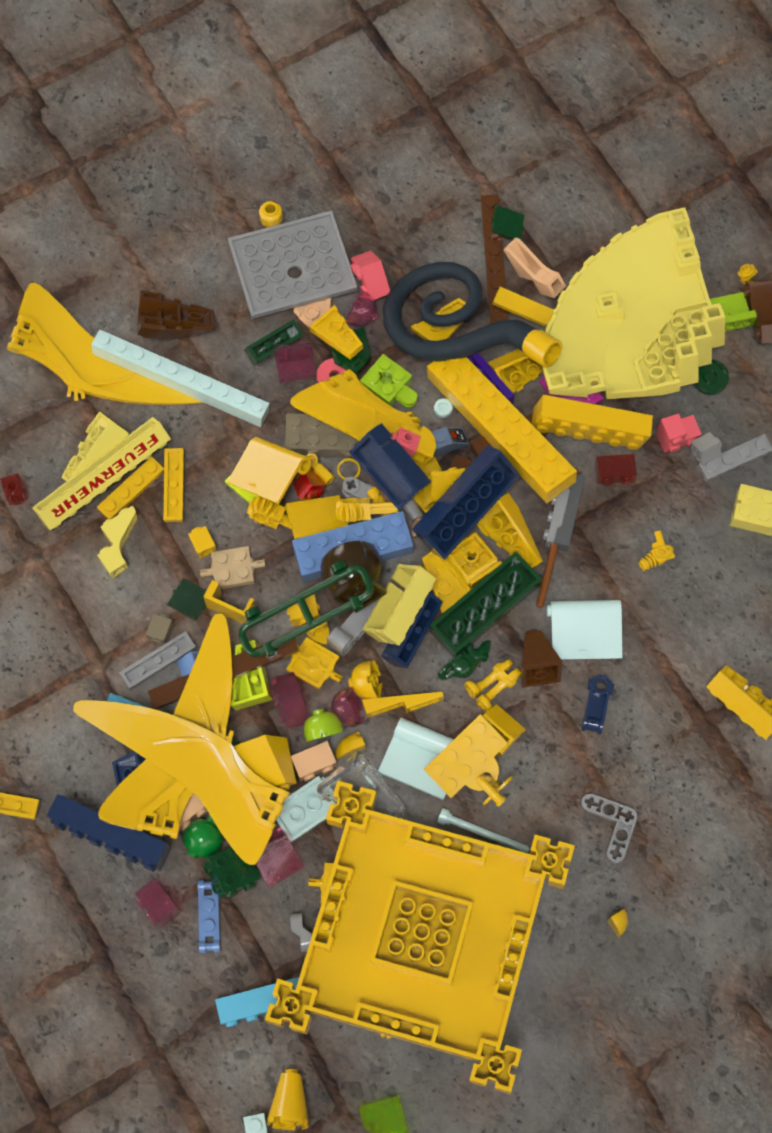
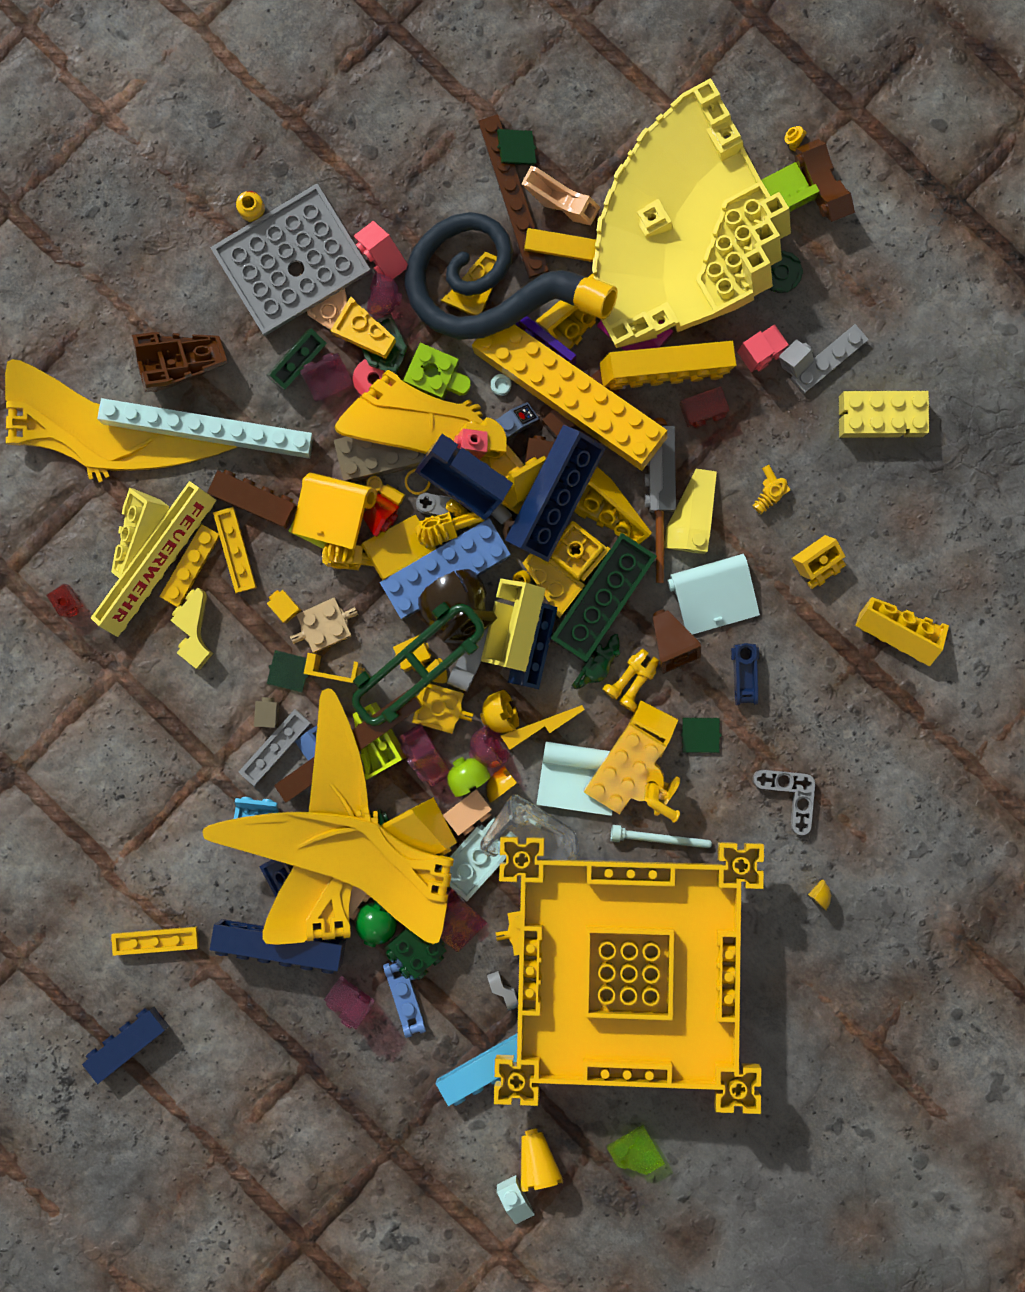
camera: 10 degrees left, 15 degrees up
(202, 447) = (252, 499): none -> reddish brown brick
(543, 750) = (700, 735): none -> dark green piece
(581, 560) = (692, 519): none -> light yellow wedge
(687, 619) = (820, 561): none -> yellow brick

